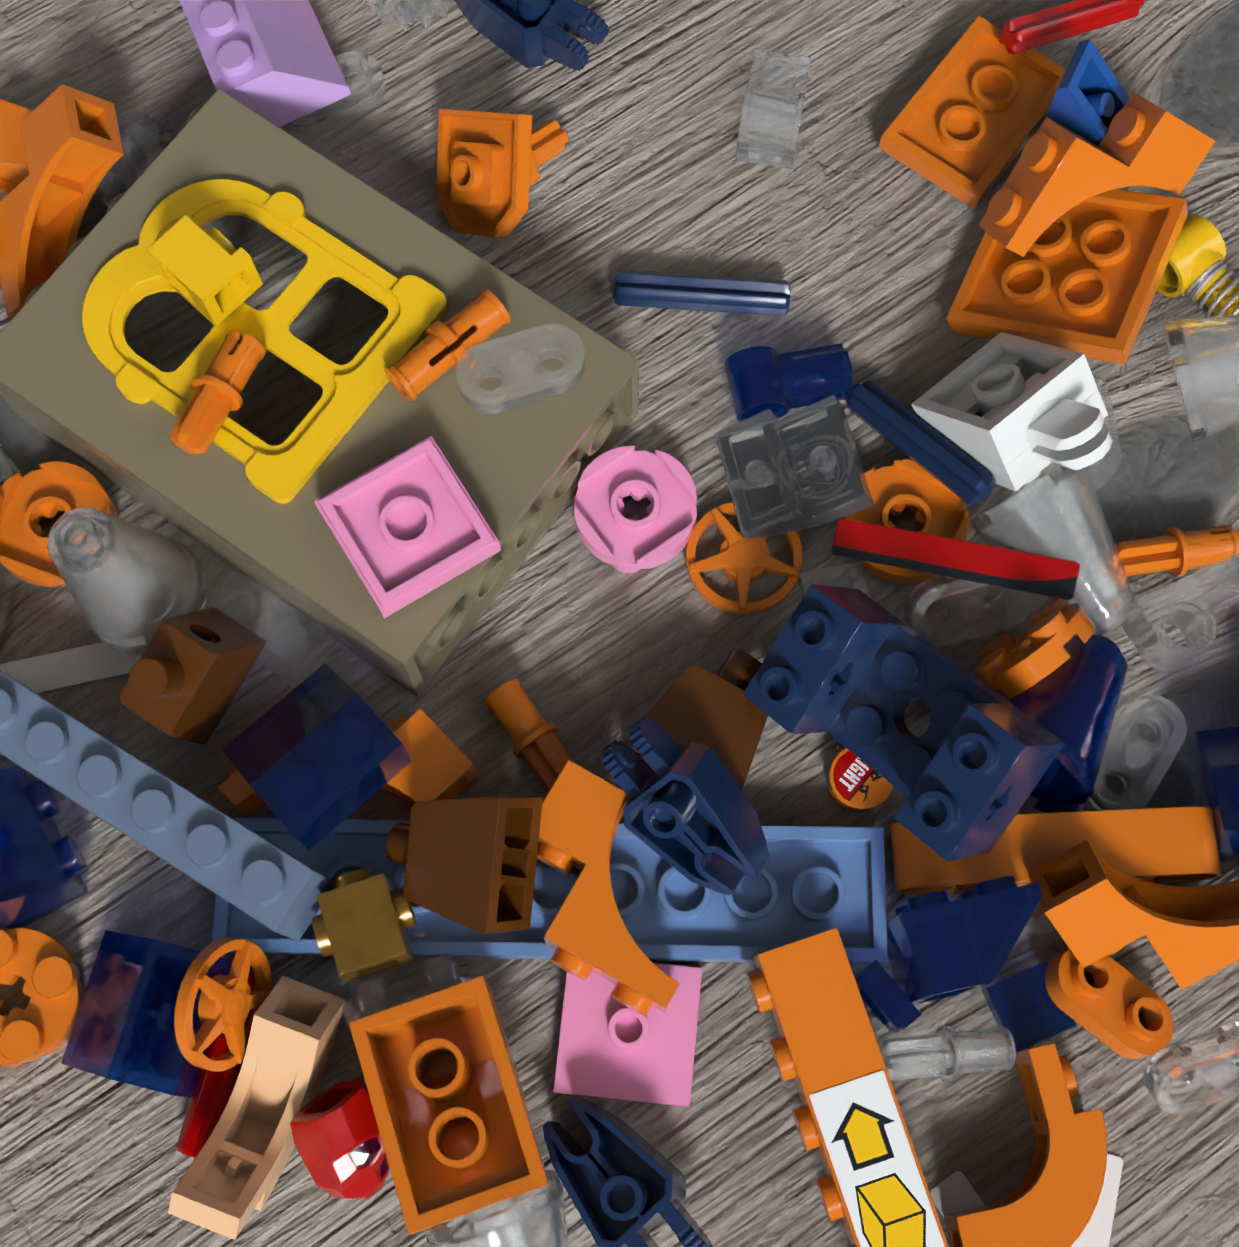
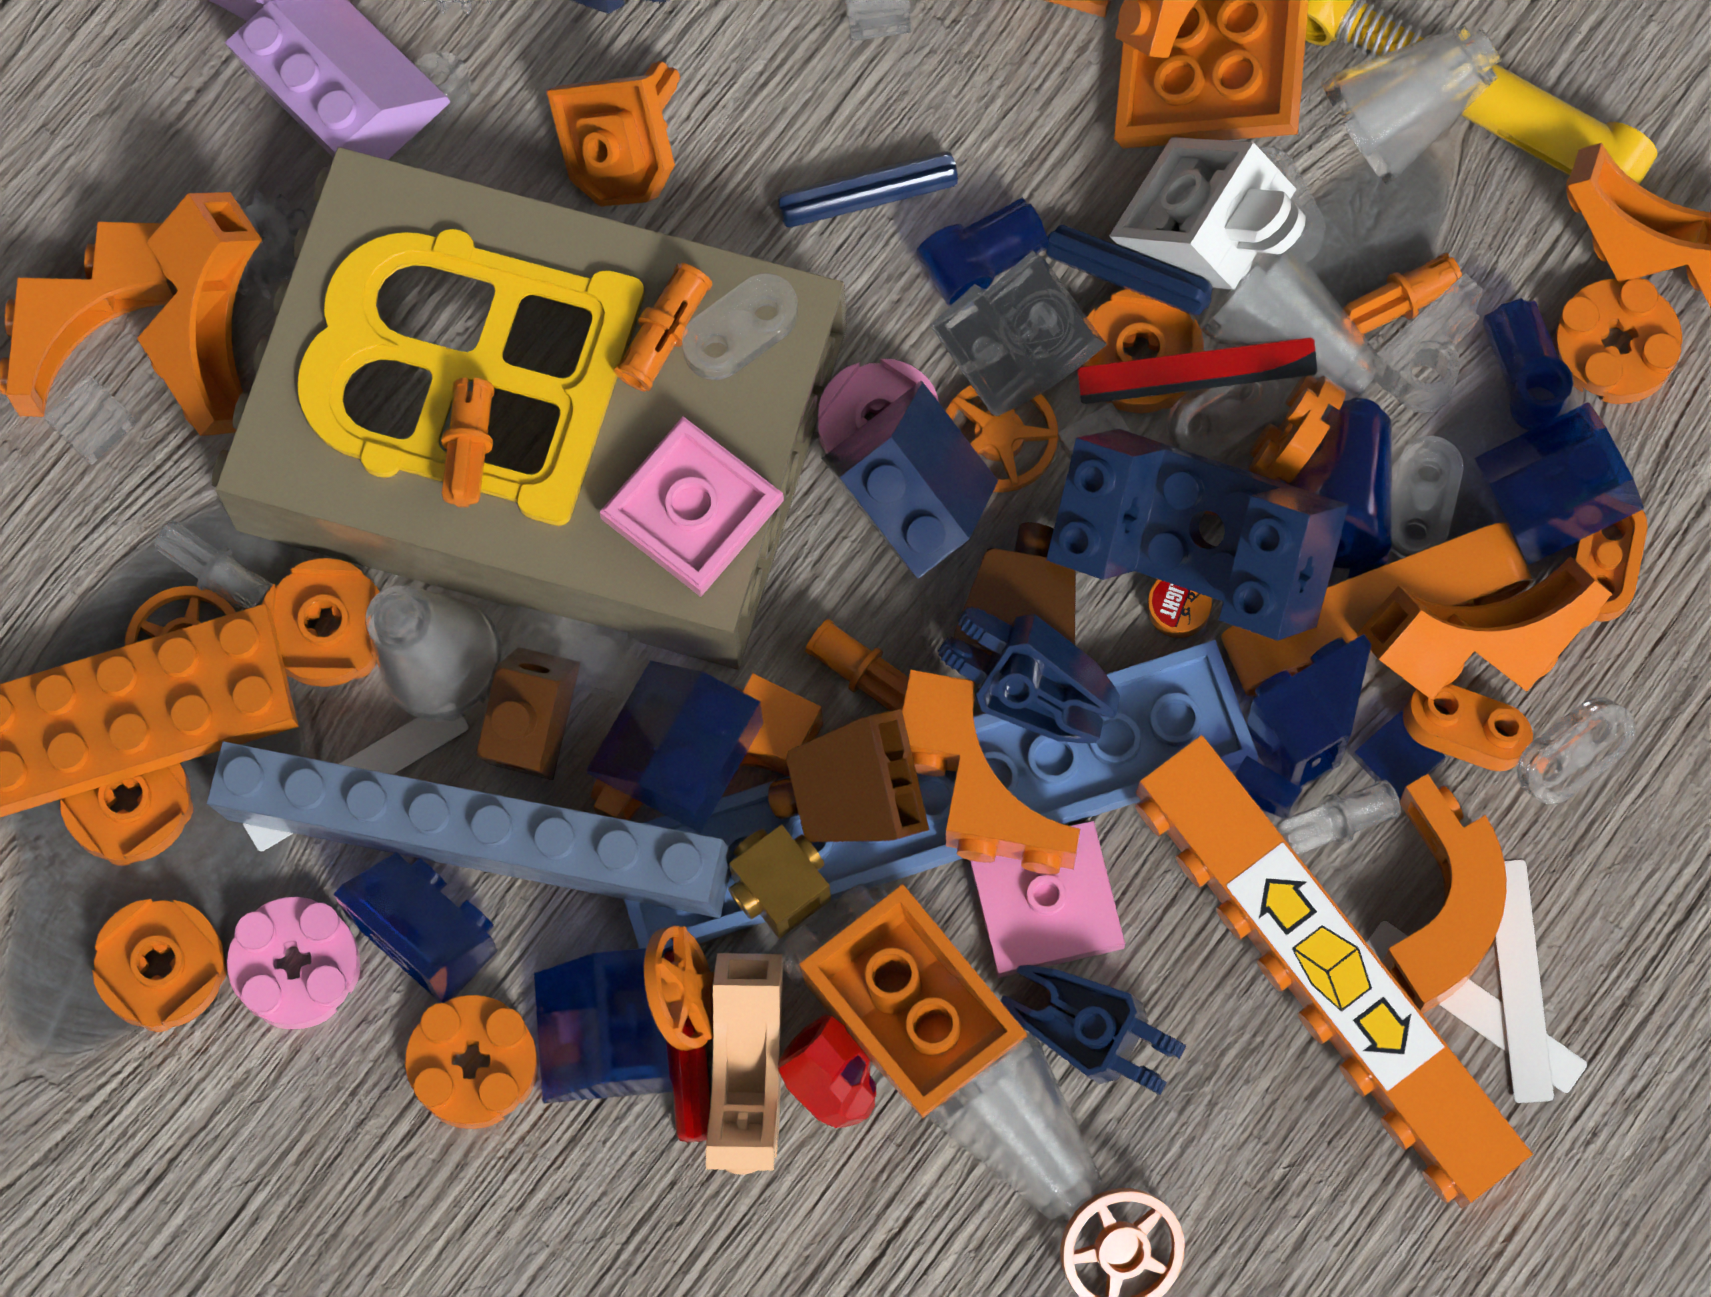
camera: 15 degrees left, 0 degrees up
(204, 268) = (408, 329): yellow brick -> none
(641, 574) = (915, 479): none -> dark blue slope

